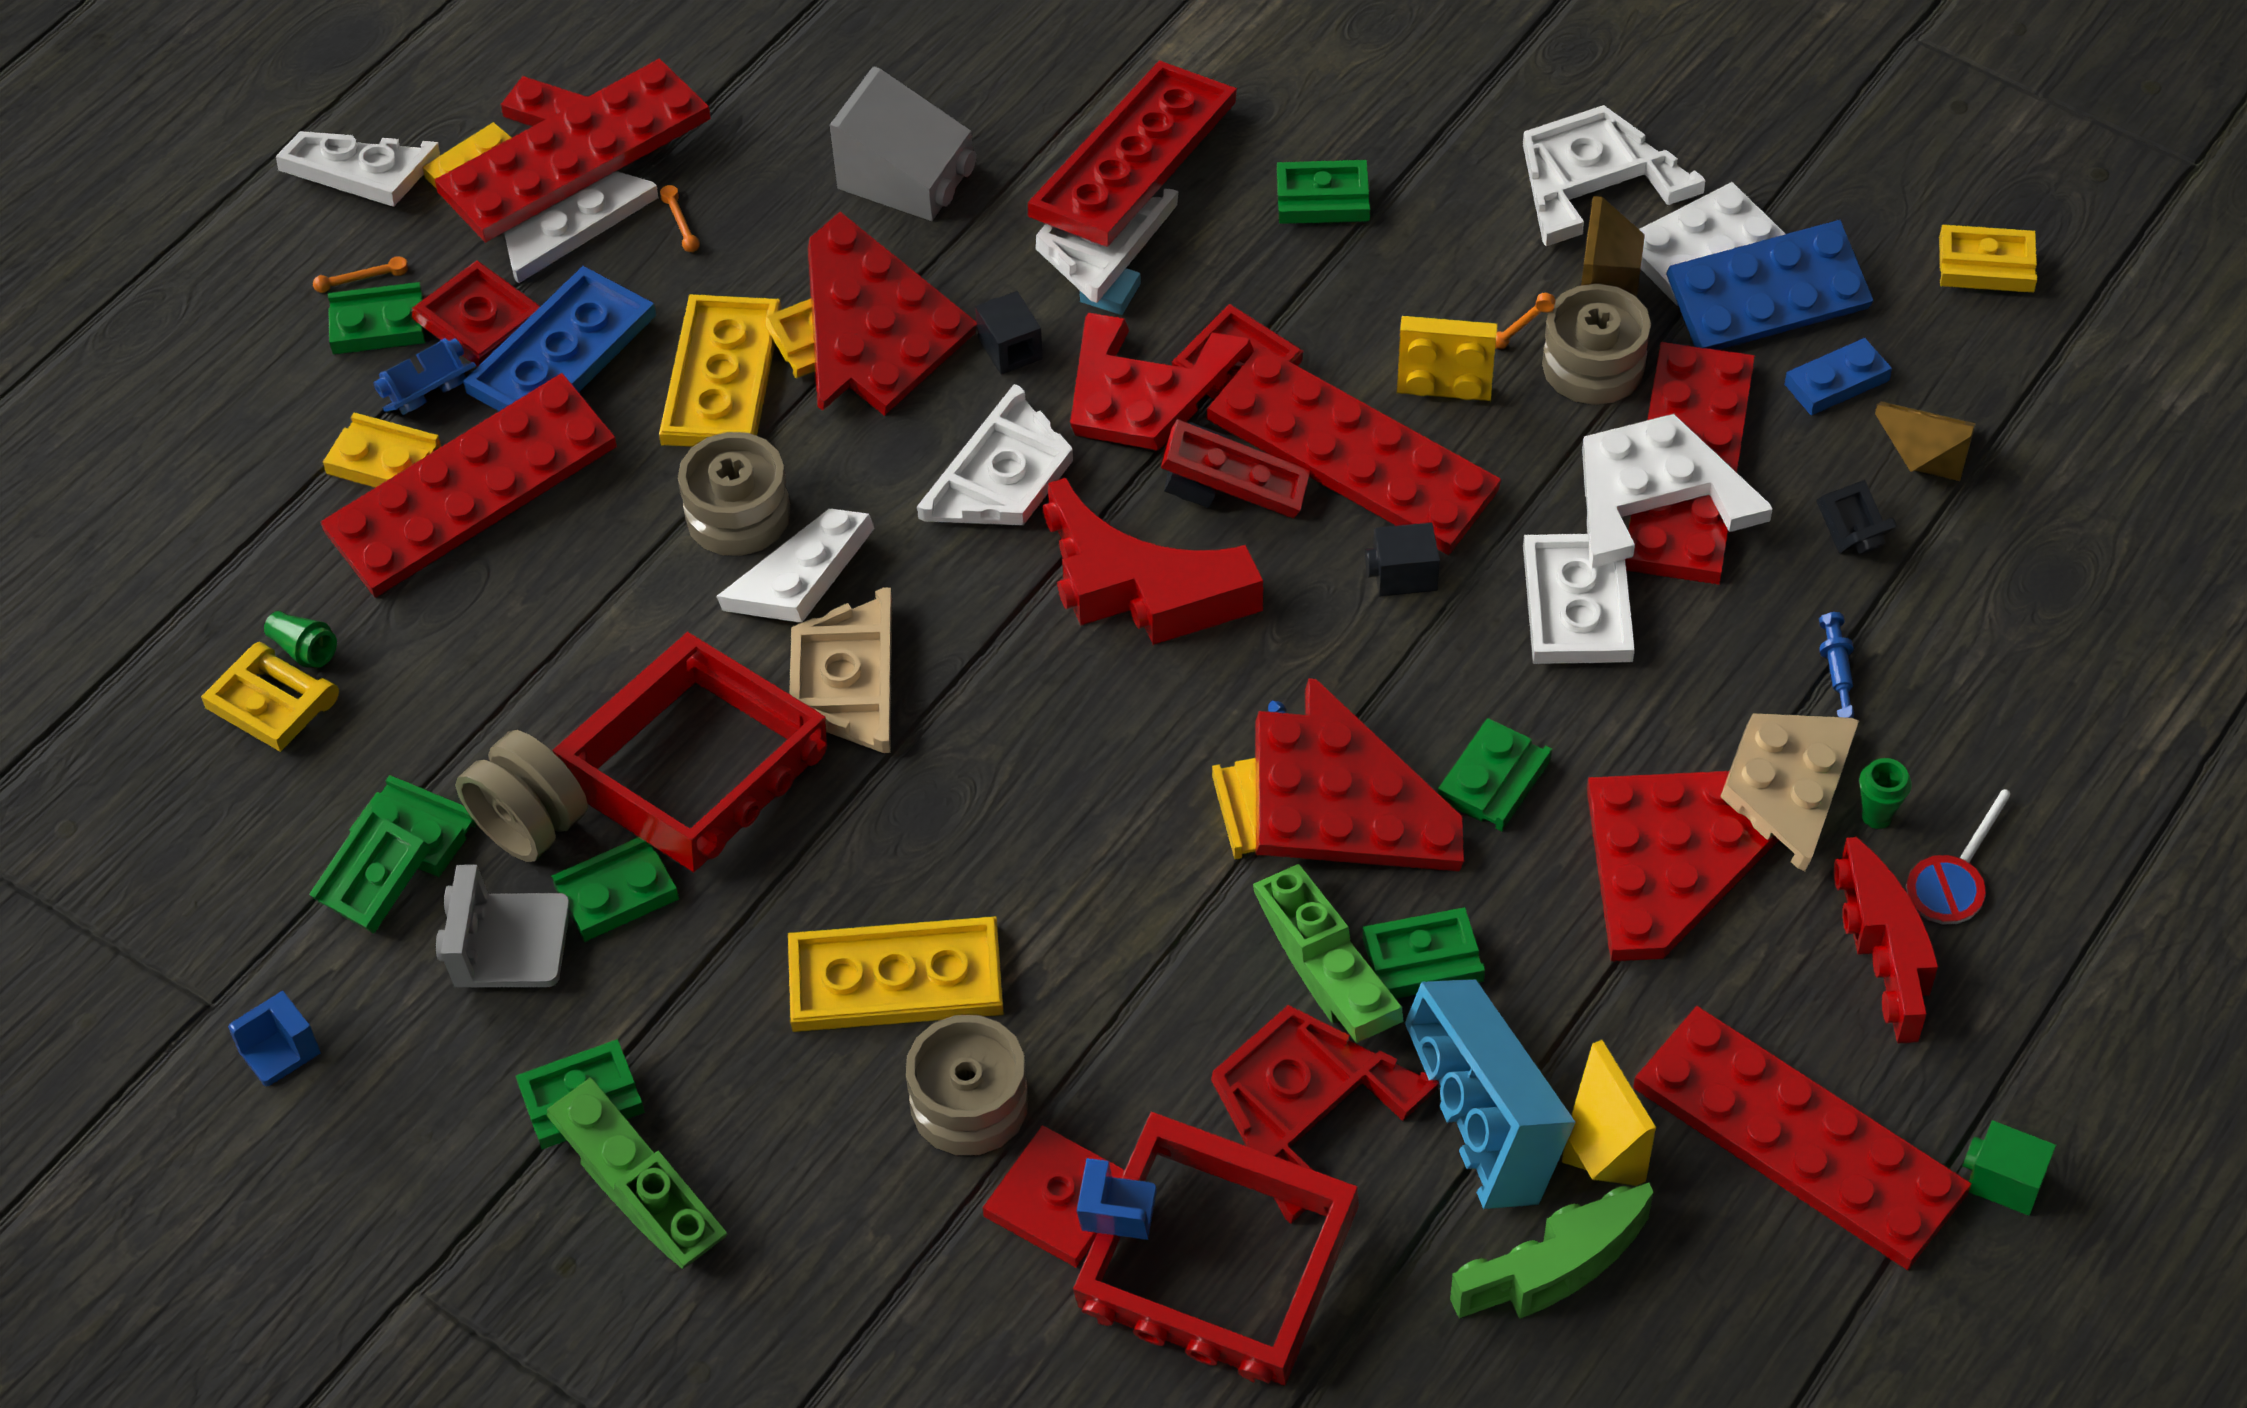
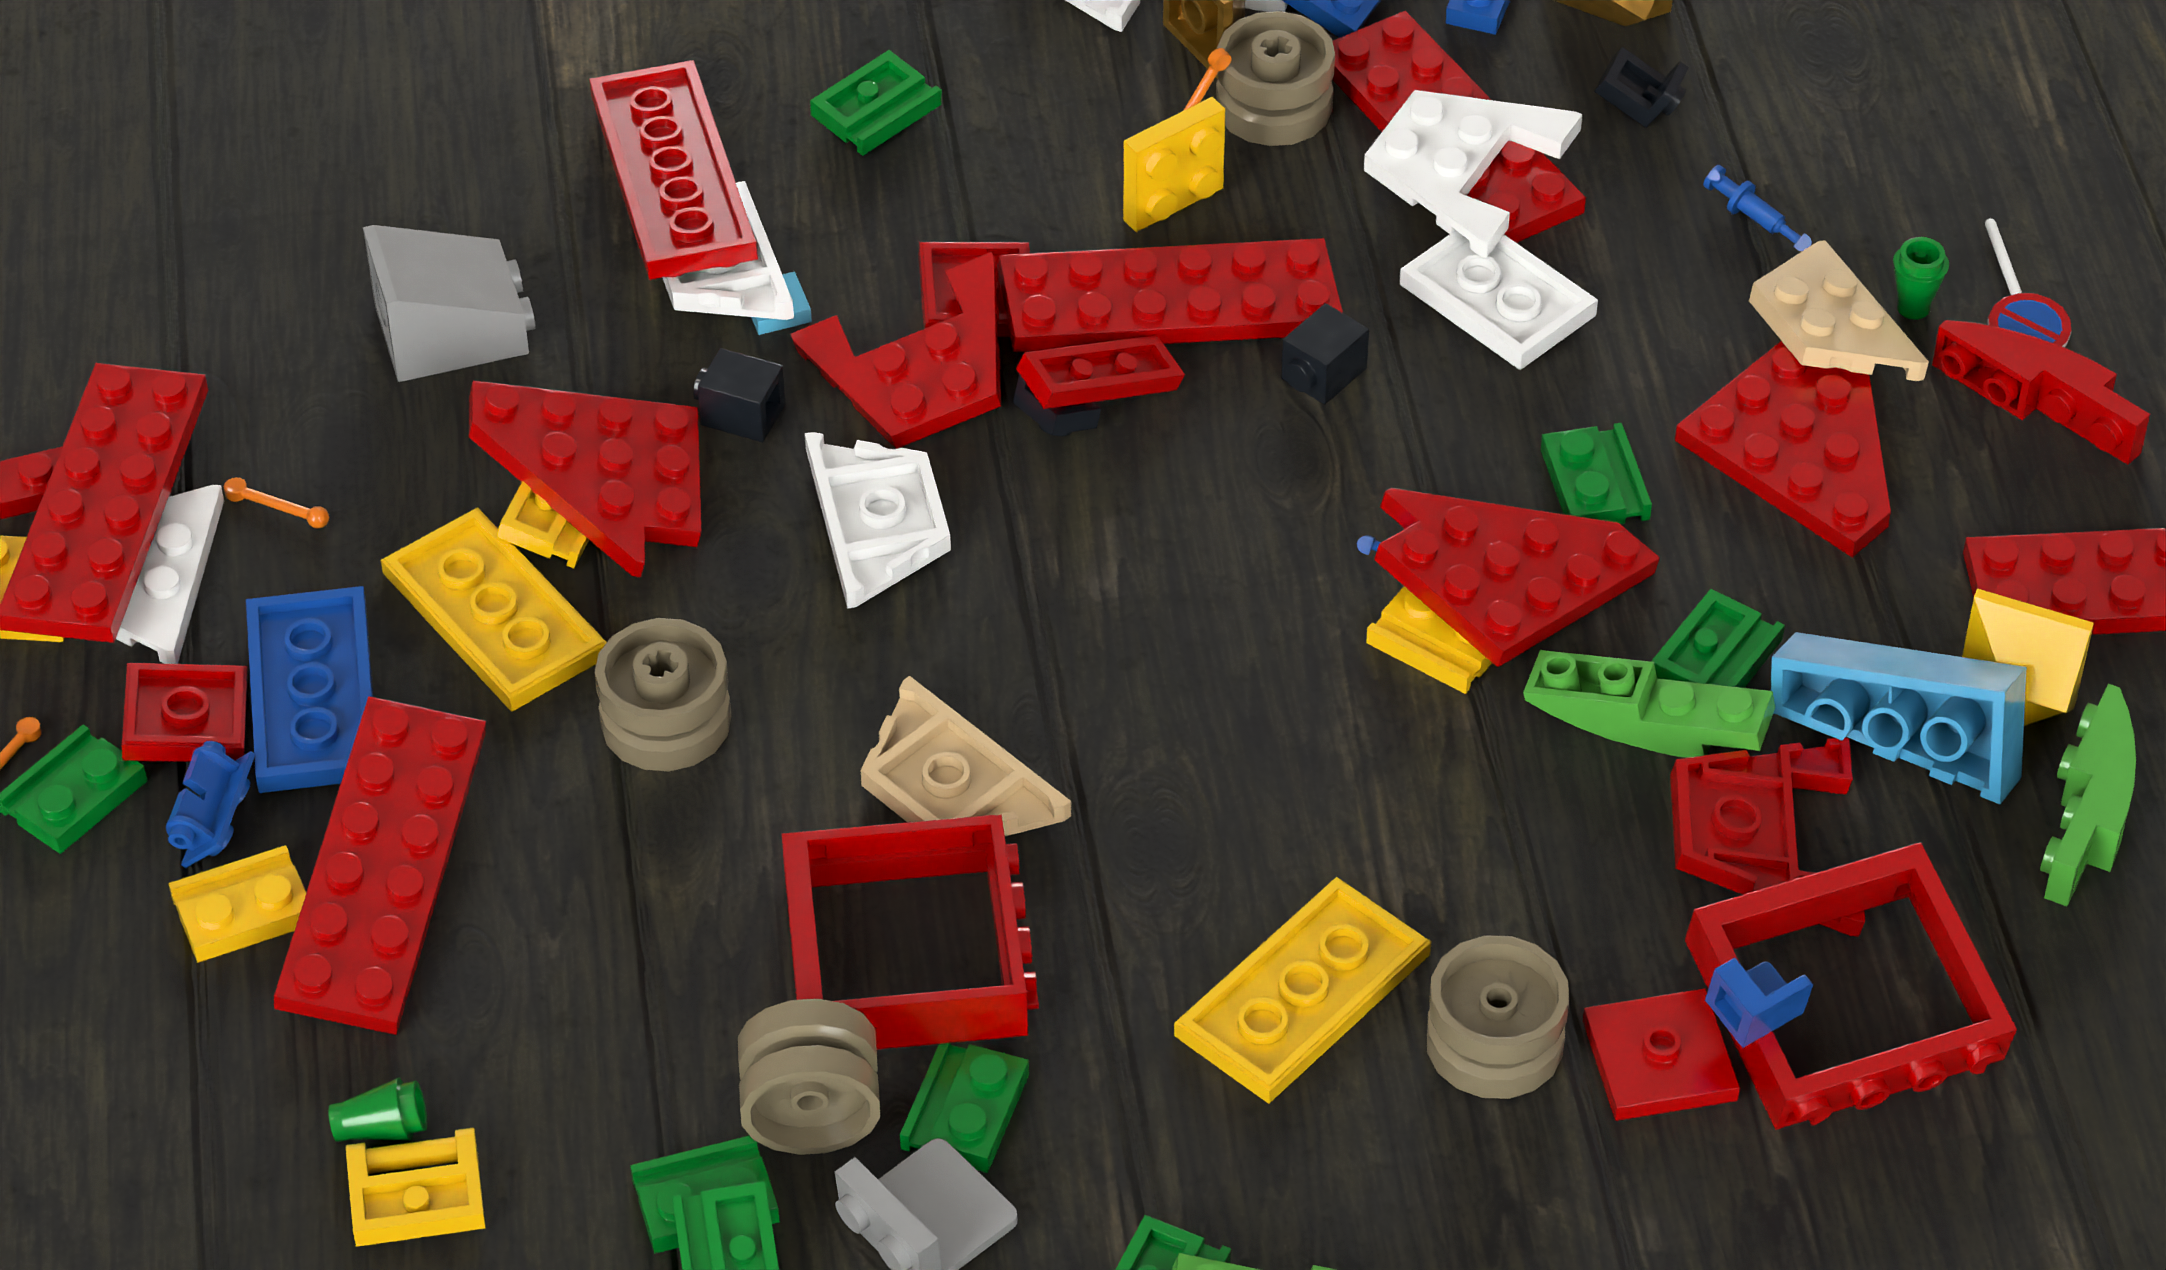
camera: 45 degrees left, 5 degrees down
(800, 570) = (798, 722): white wing -> none
(1162, 586) = (1093, 527): red arch -> none

